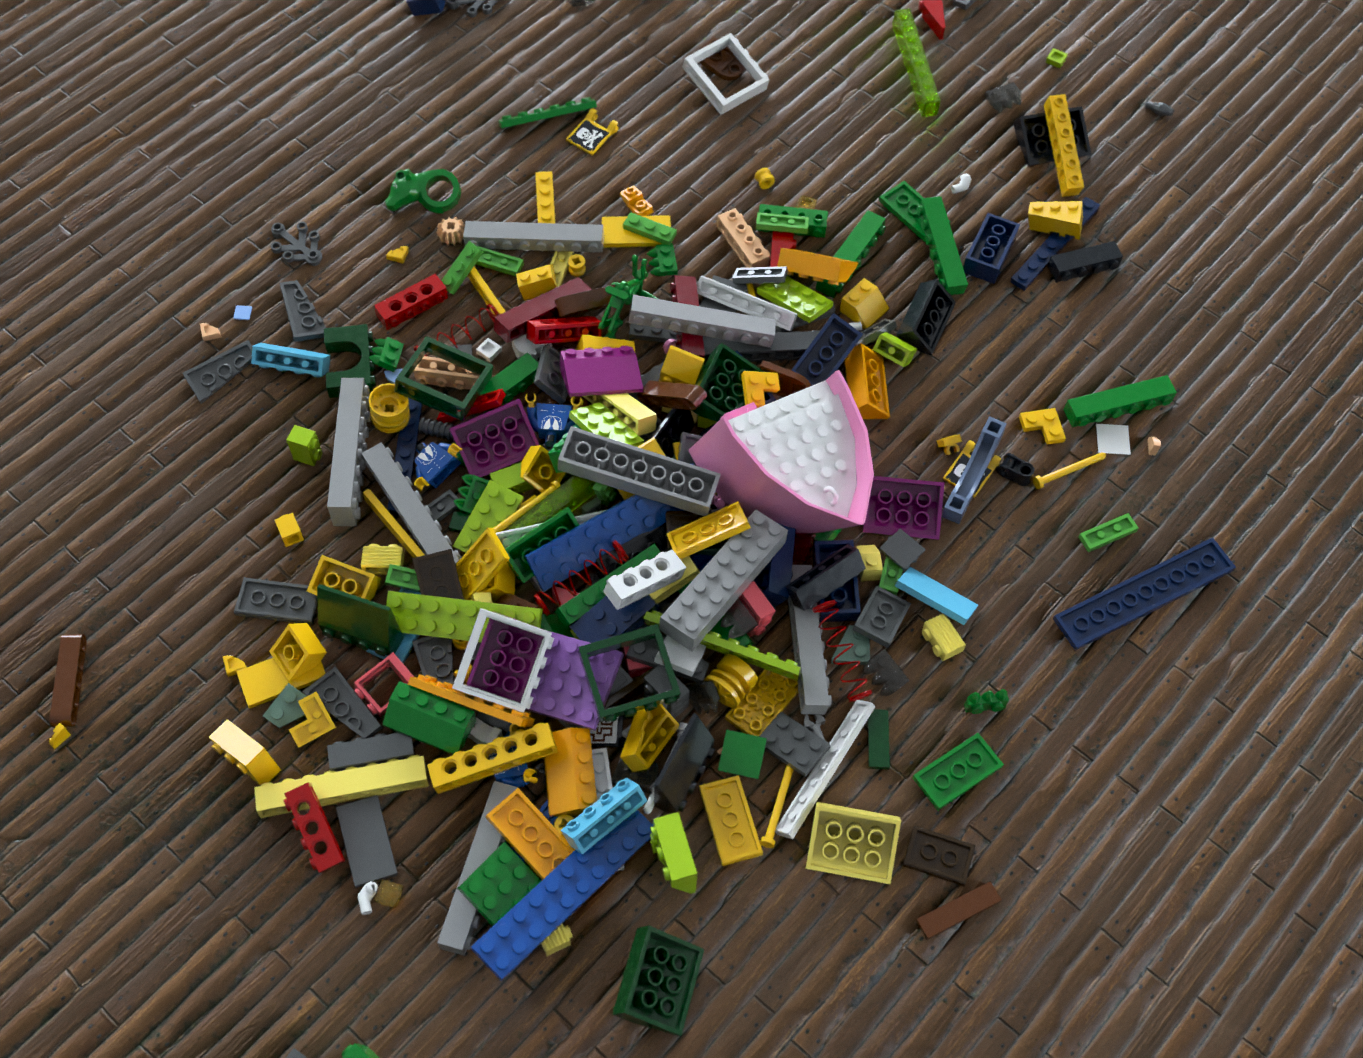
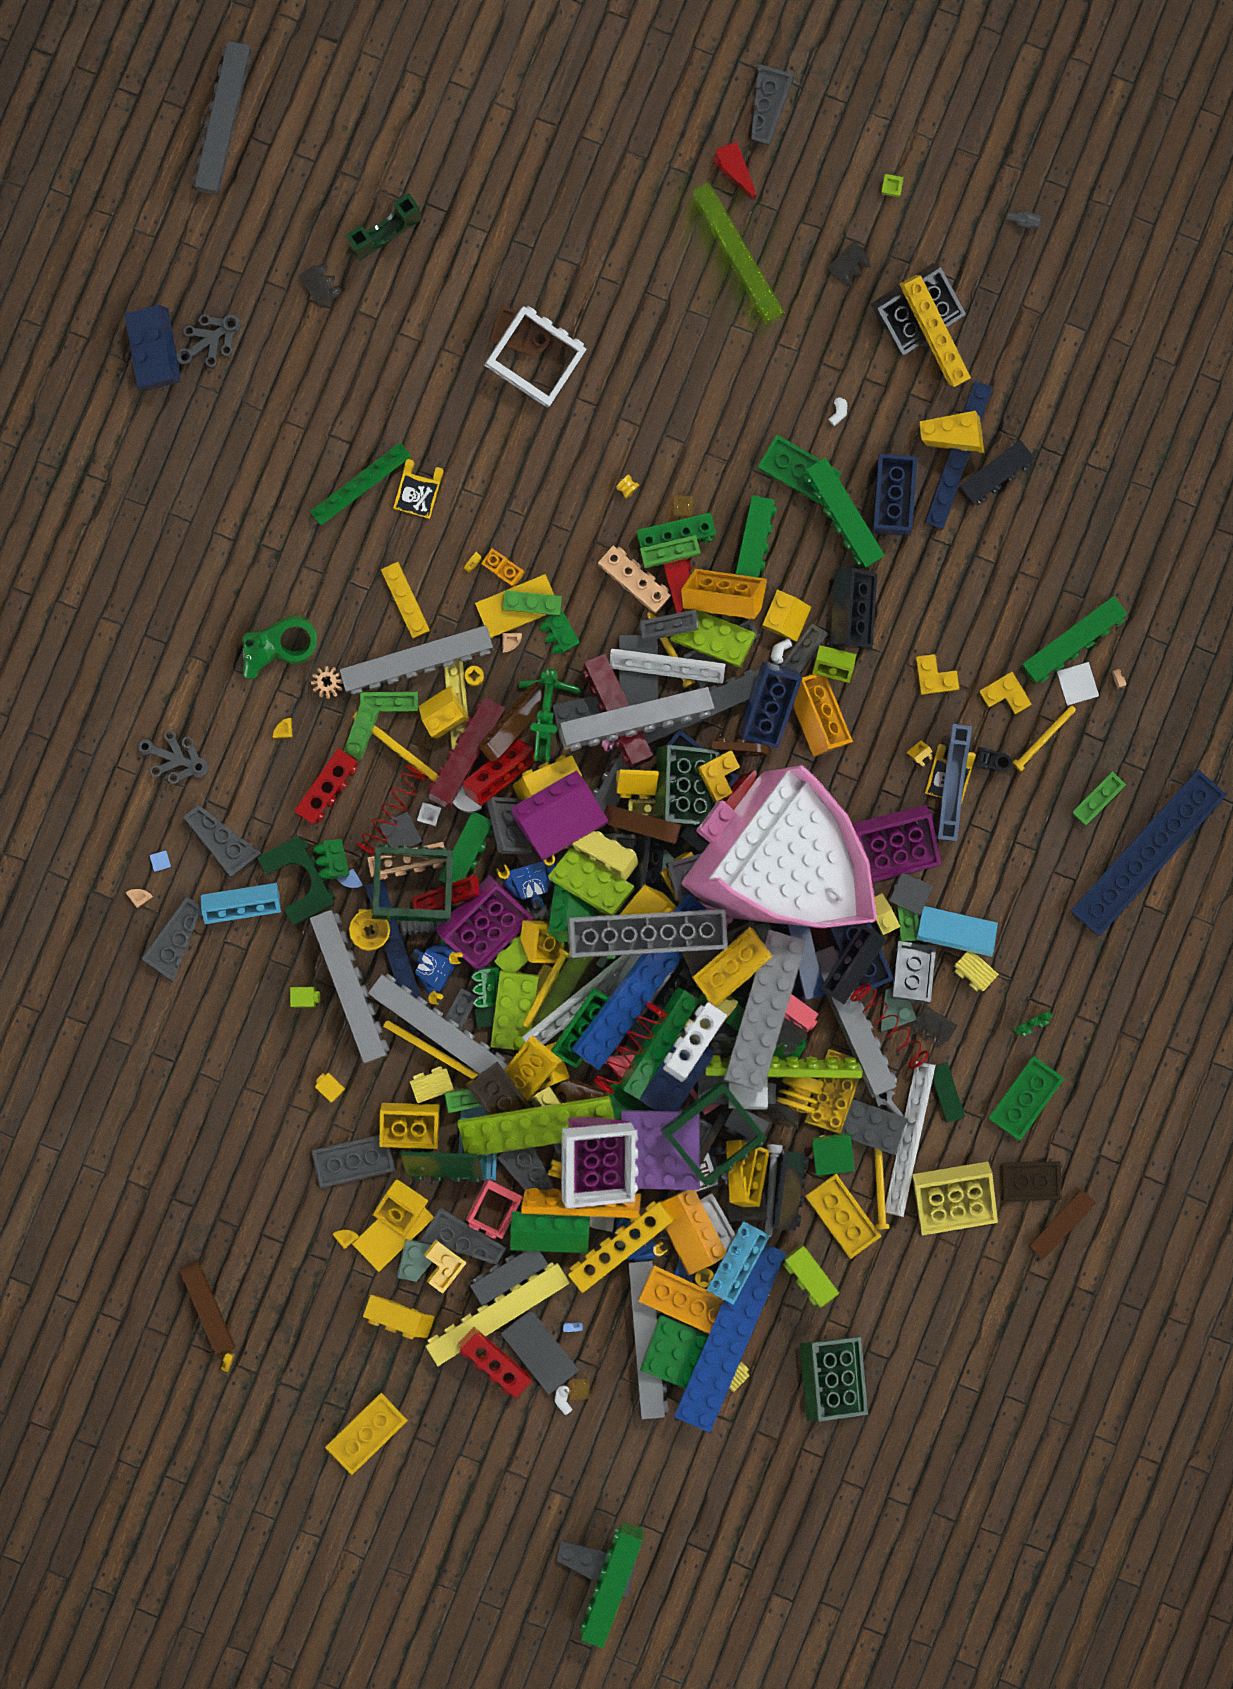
camera: 20 degrees left, 25 degrees up
(153, 858) = (366, 1433): none -> yellow tile
(405, 826) = (570, 1327): none -> light blue tile
(613, 189) = (473, 562): none -> yellow tile
(619, 253) = (511, 641): none -> light nougat tile
(979, 395) = (932, 681): none -> yellow plate

